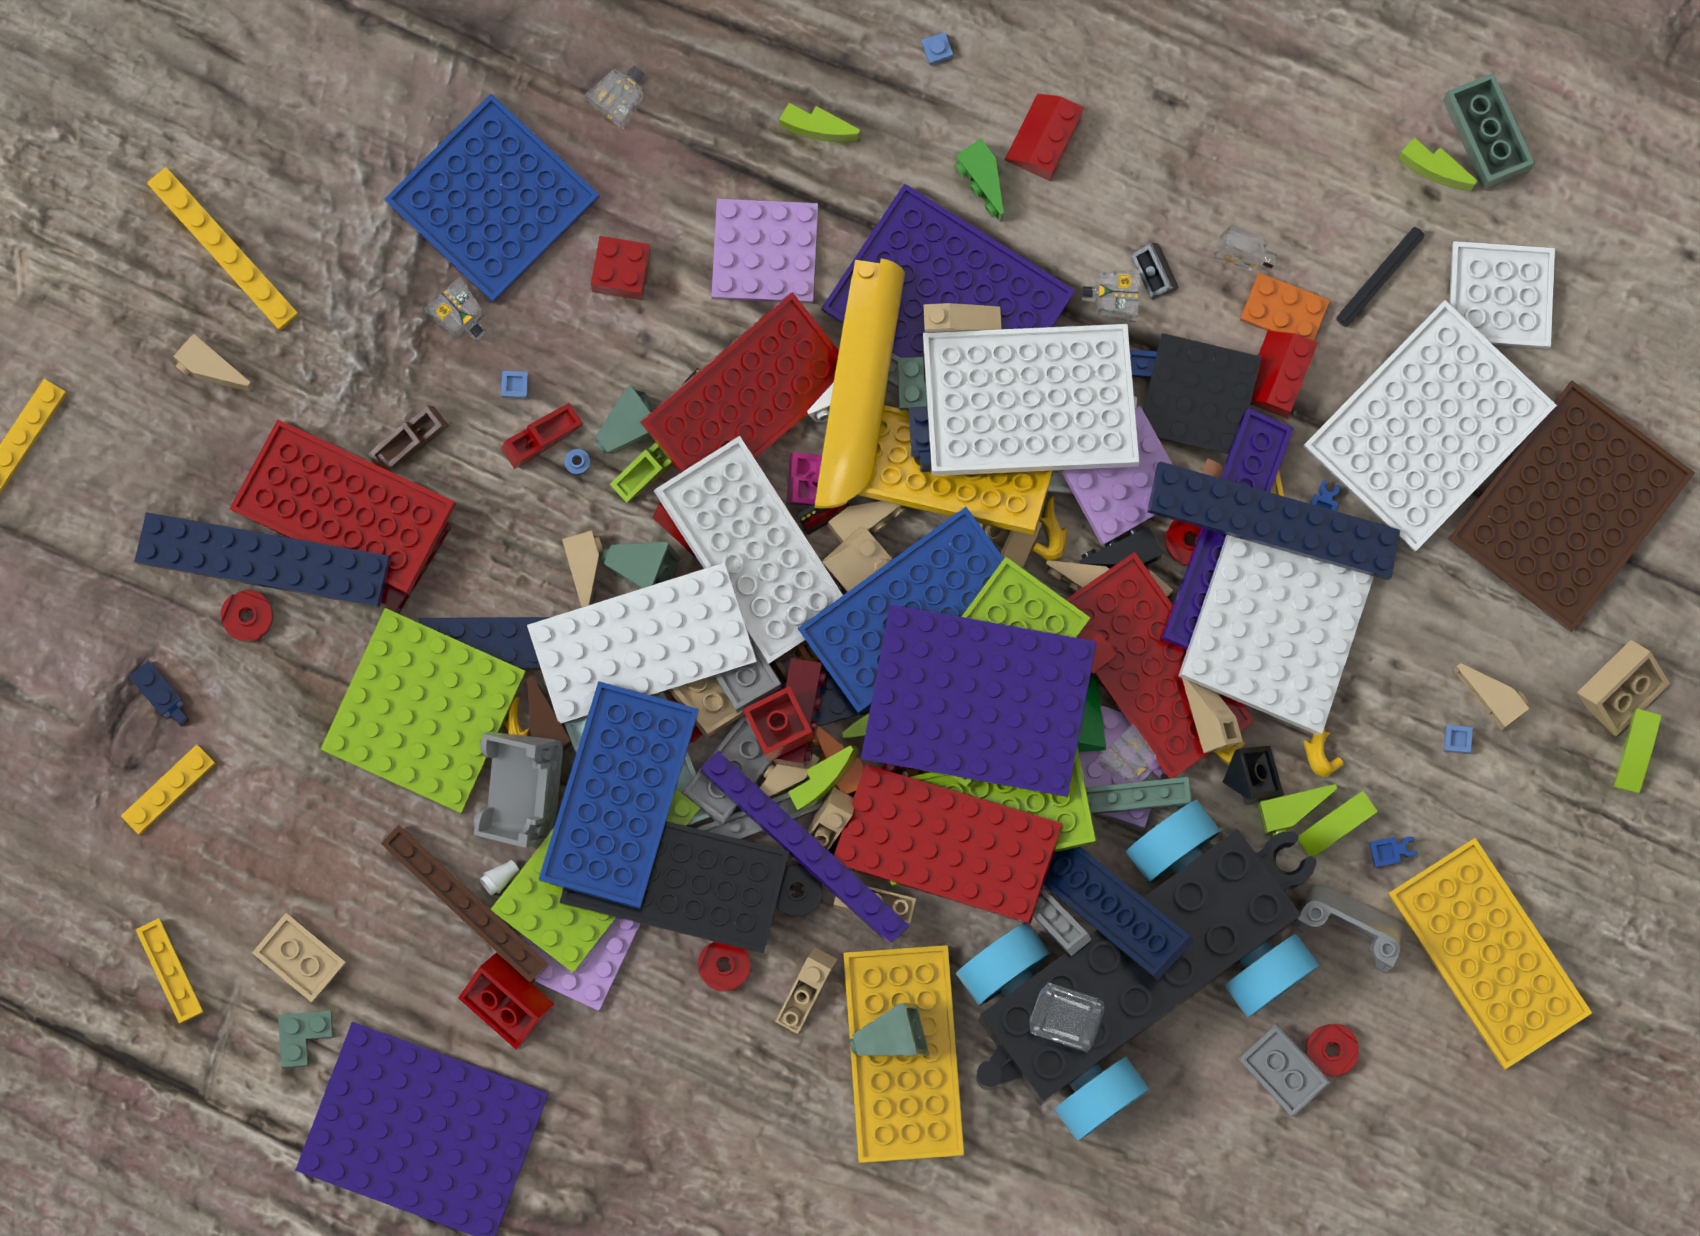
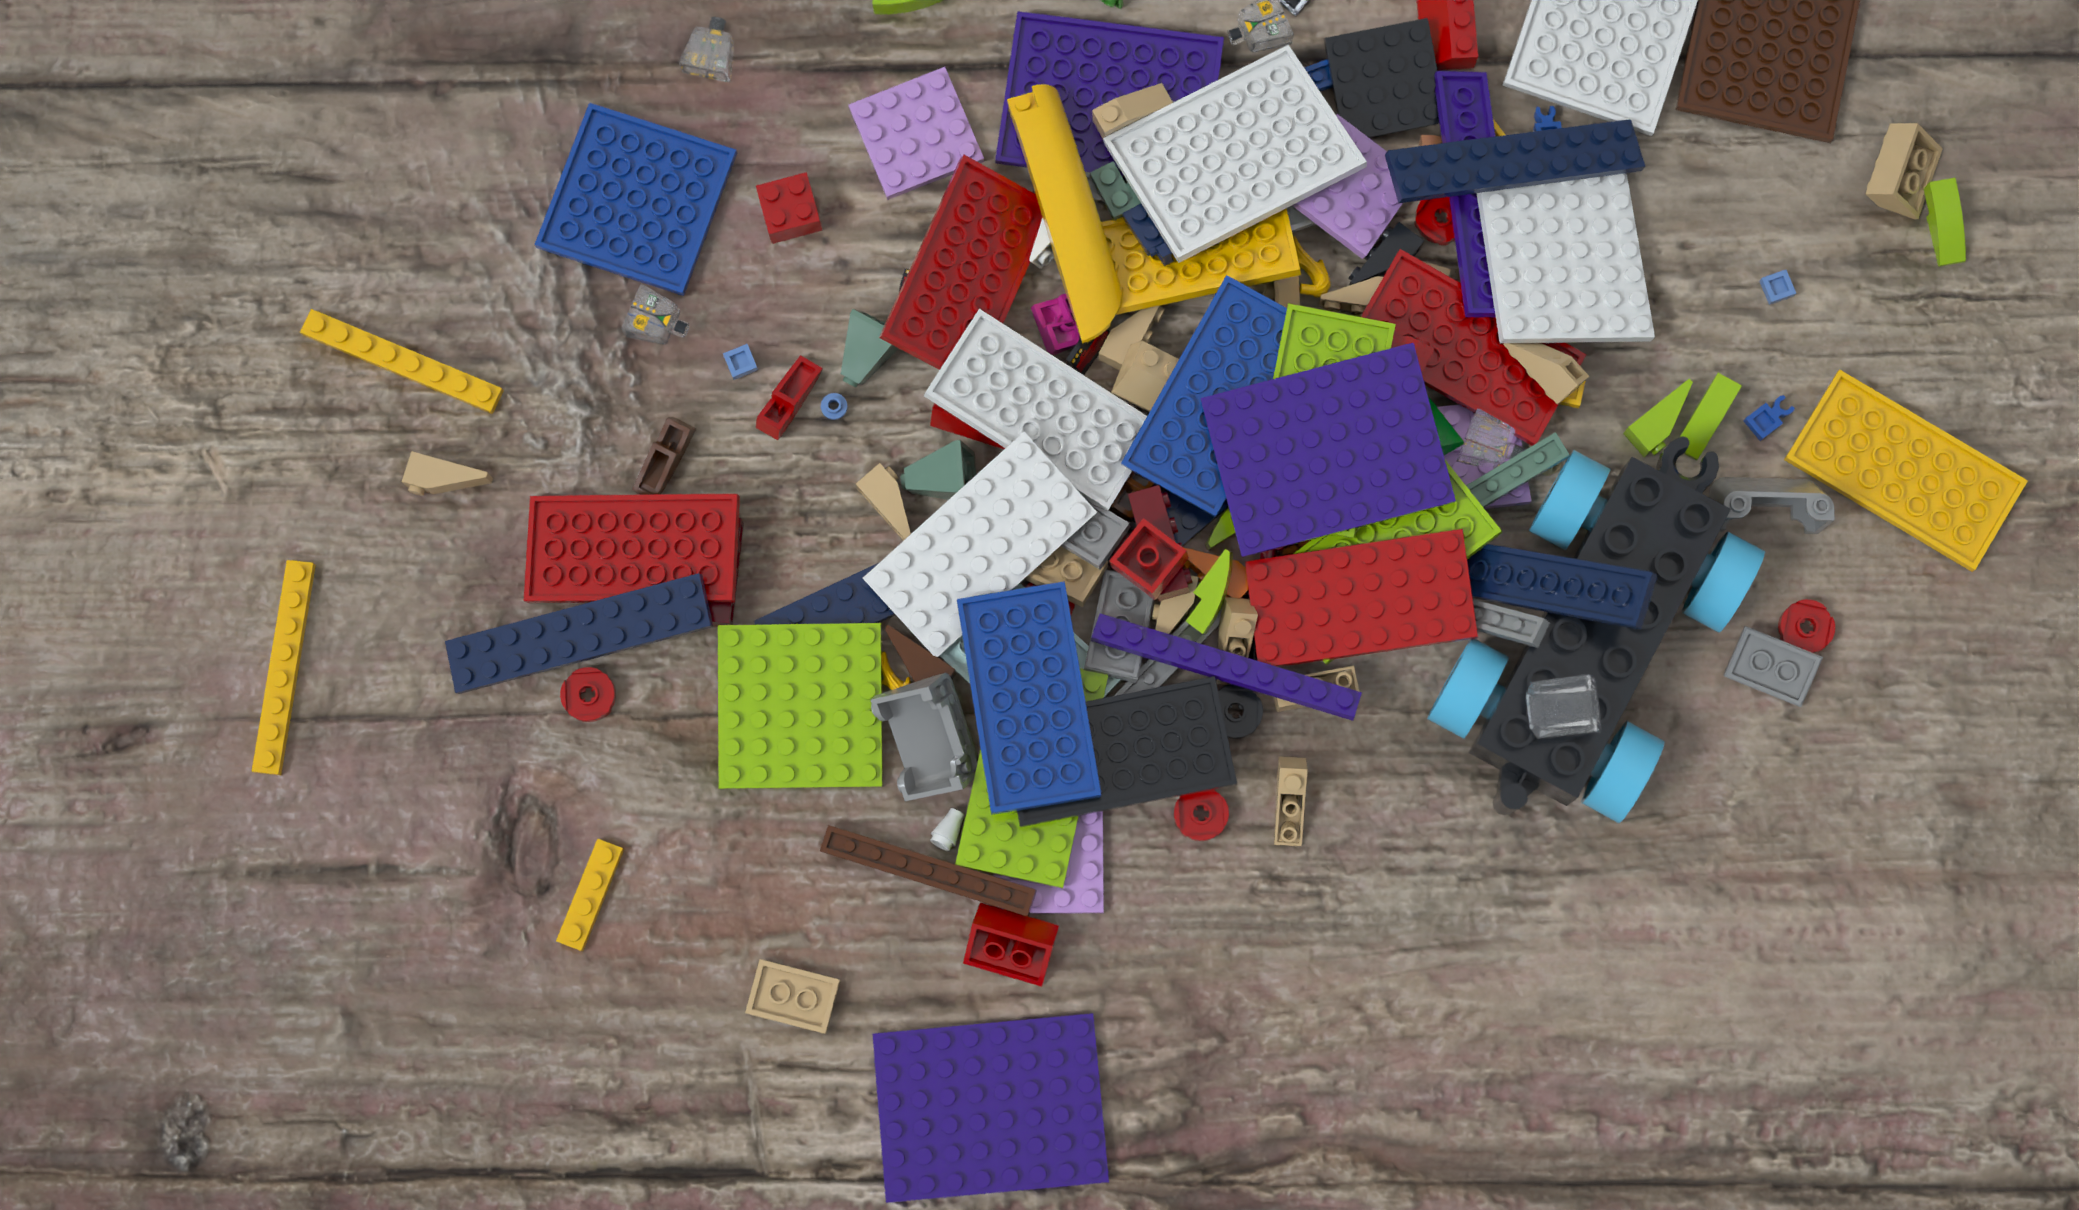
camera: 20 degrees left, 0 degrees up
(159, 692) = (537, 806): dark blue hinge -> none
(169, 971) = (673, 1067): yellow plate -> none
(296, 1030) = (822, 1069): sand green plate -> none
(641, 473) = (901, 387): lime slope -> none
(892, 1034) = (1394, 805): sand green slope -> none
(905, 1102) = (1411, 818): yellow plate -> none
(1254, 774) = (1608, 406): black slope -> none
(1316, 756) = (1657, 363): yellow piece -> none
(1496, 698) = (1795, 234): tan slope -> none

